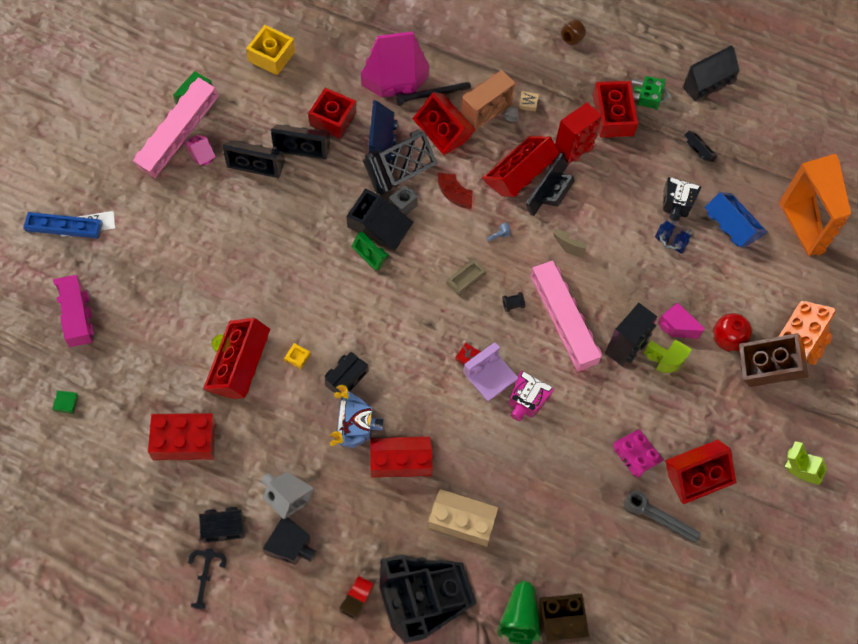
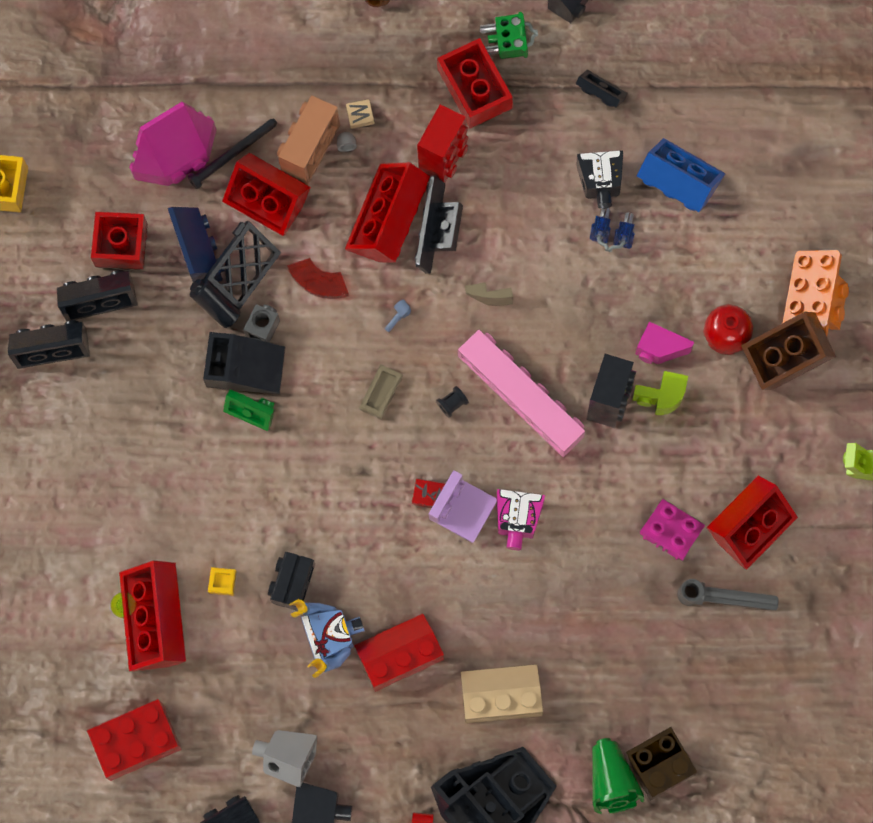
camera: 15 degrees left, 10 degrees up
(801, 208) = (772, 122): orange windscreen -> none

